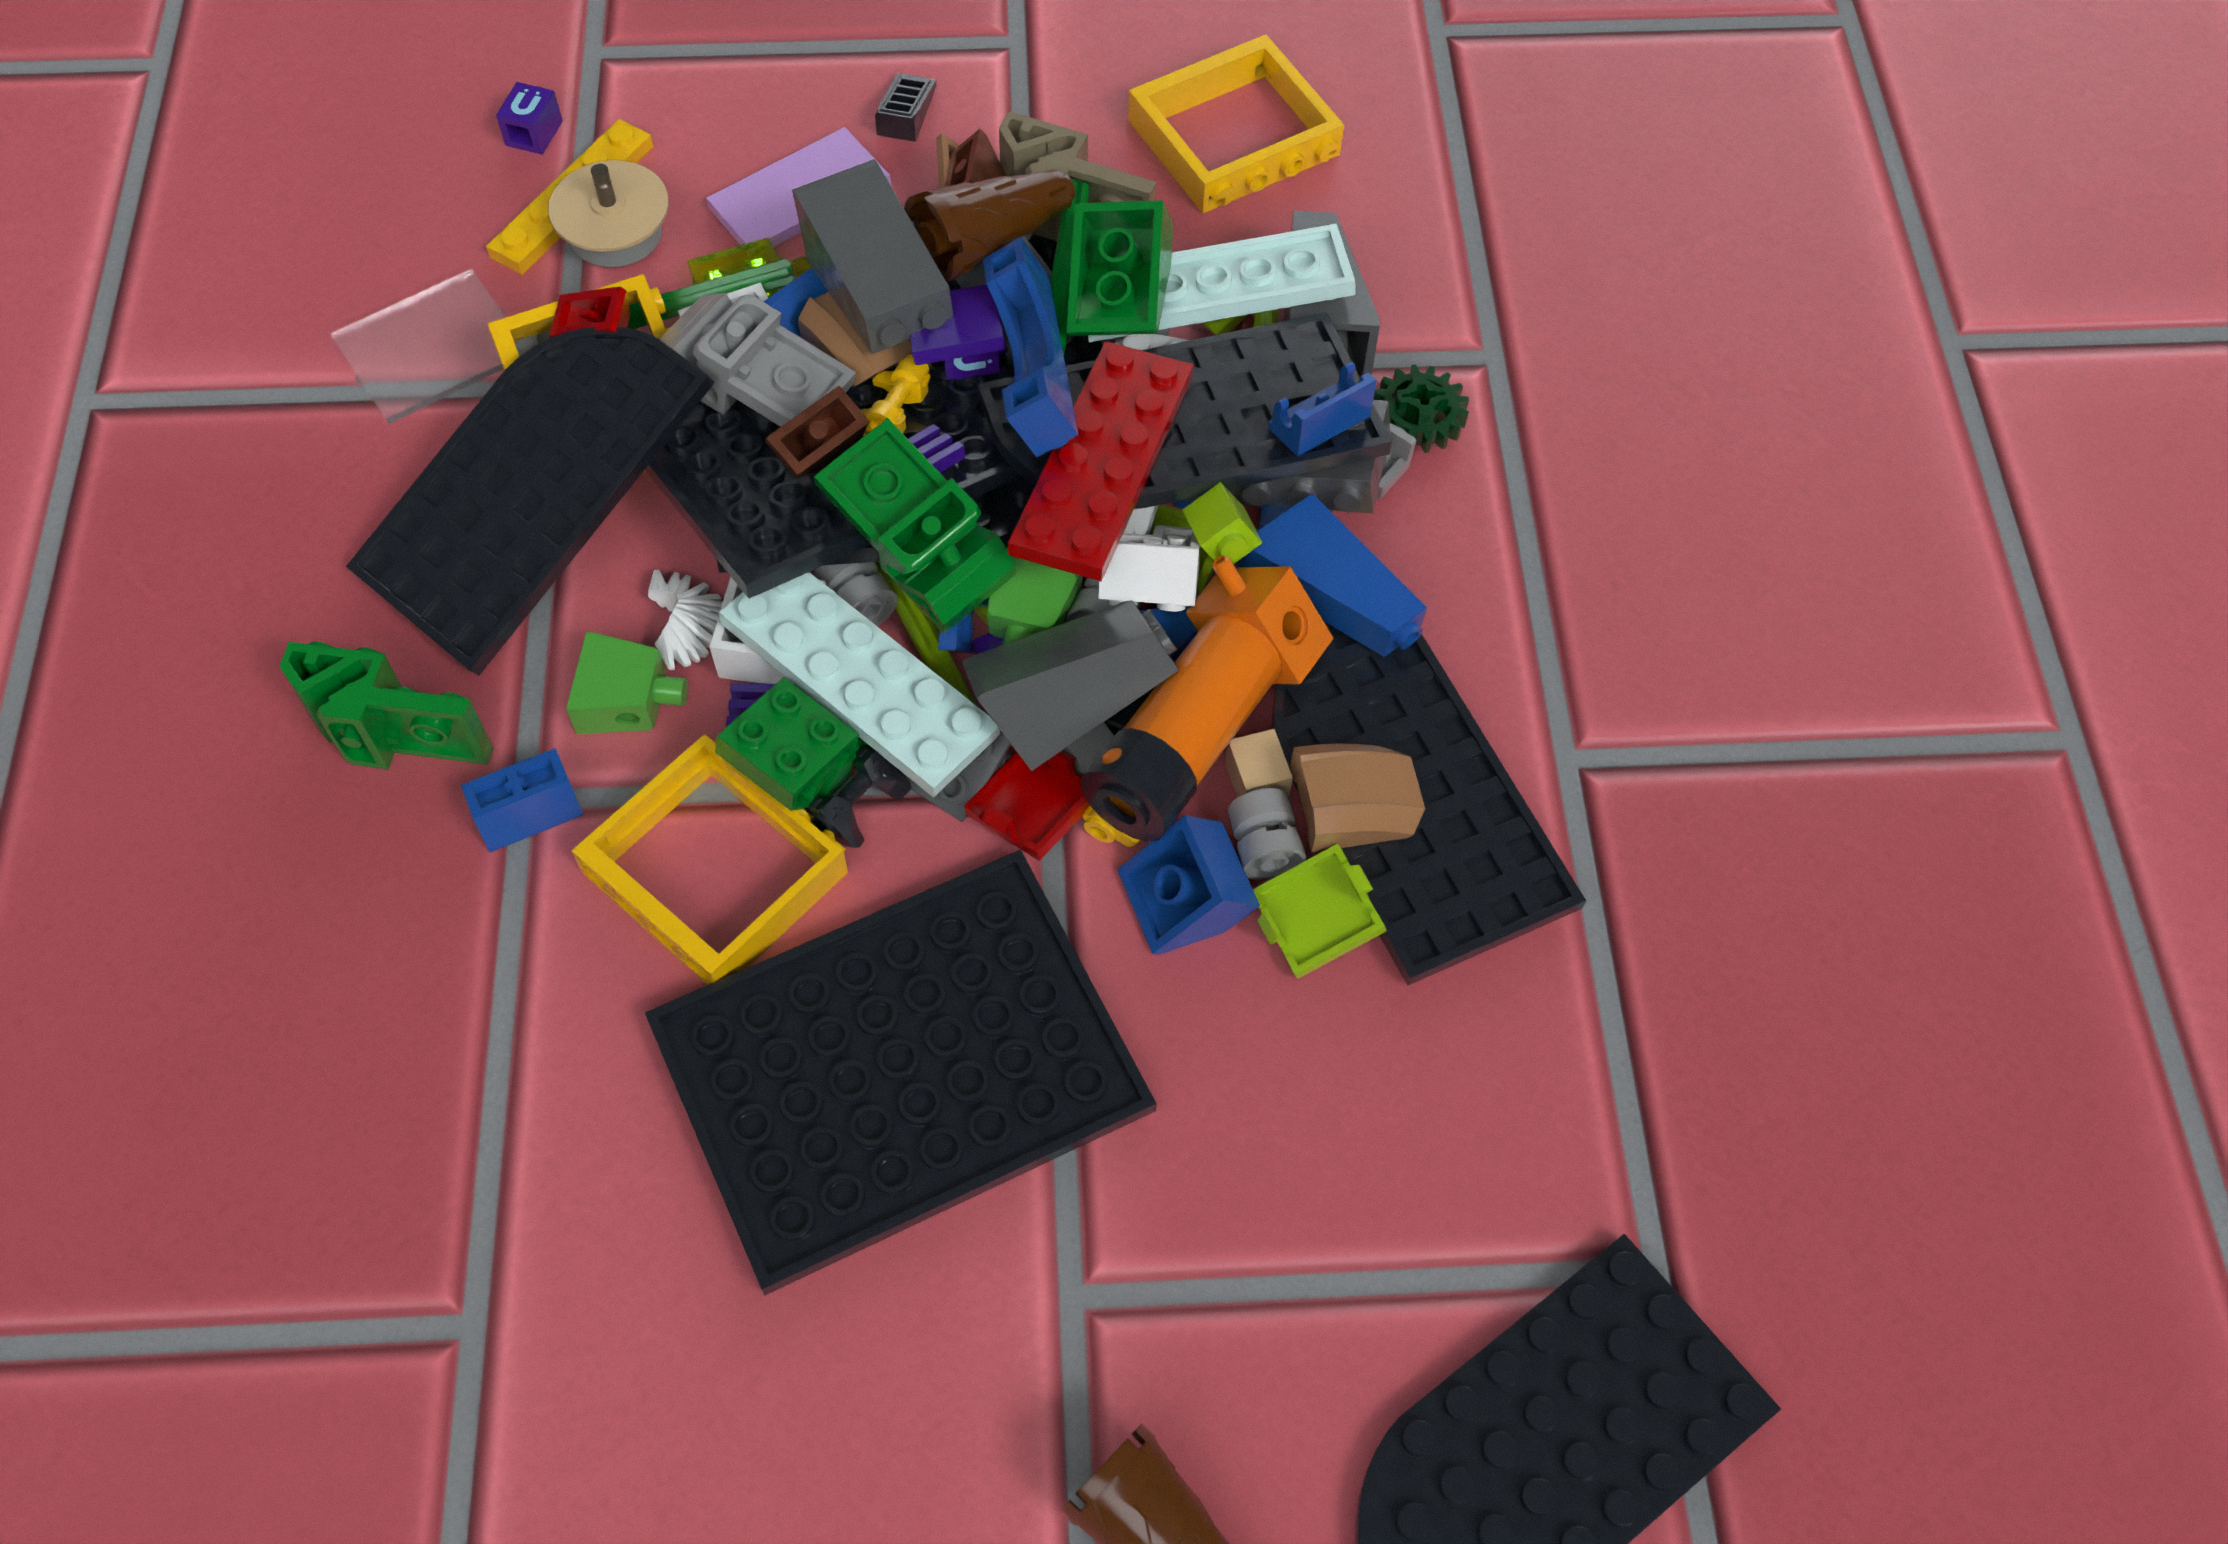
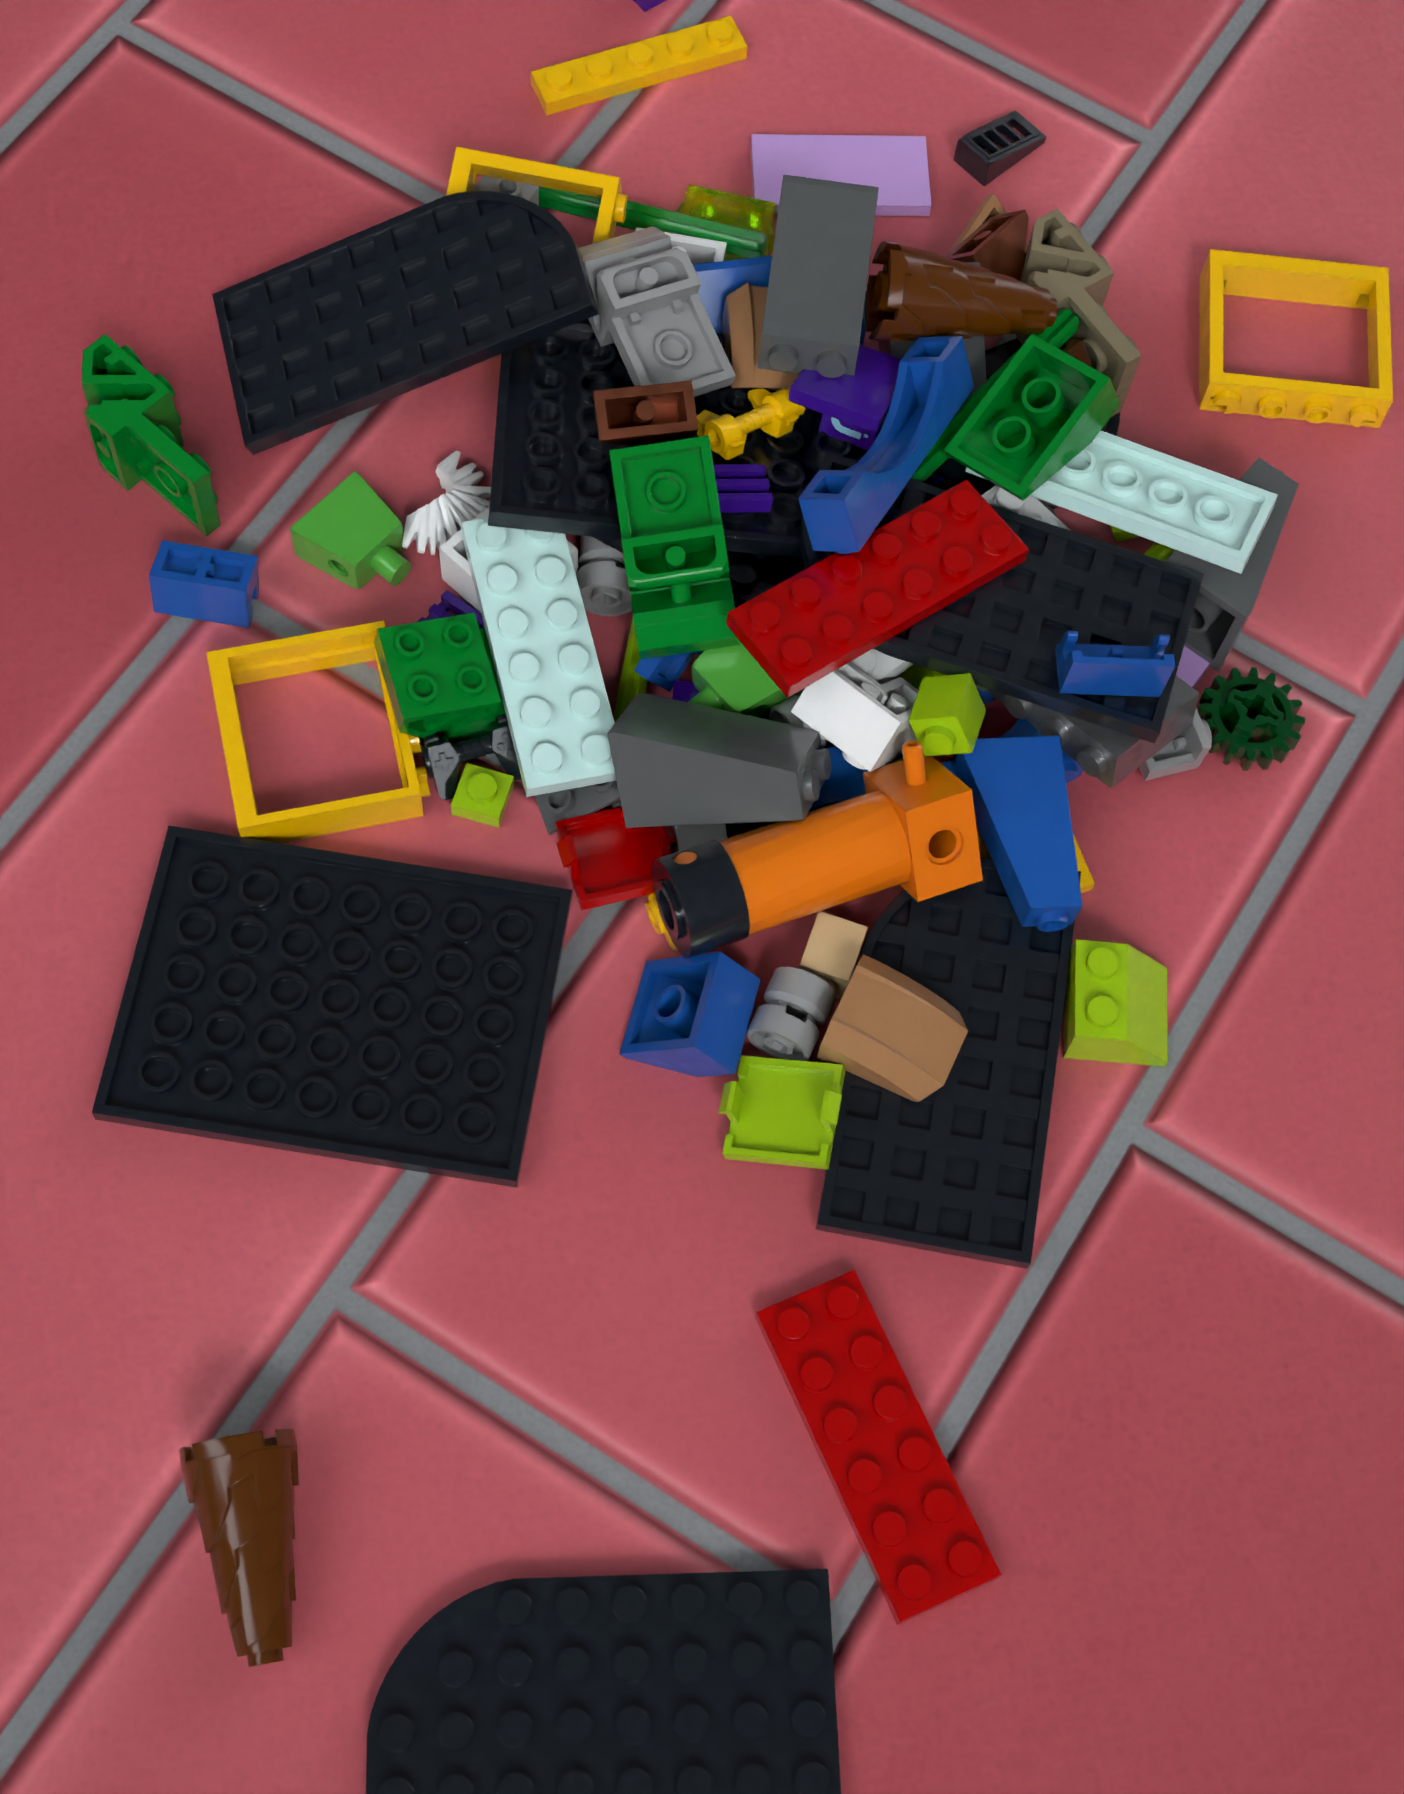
camera: 30 degrees right, 5 degrees up
(424, 346) = (409, 131): clear piece -> none
(594, 308) = (547, 188): red slope -> none
(610, 212) = (652, 100): tan piece -> none
(886, 824) = (482, 795): none -> lime plate
(1492, 673) = (1115, 1005): none -> lime slope
(1582, 1117) = (877, 1447): none -> red plate

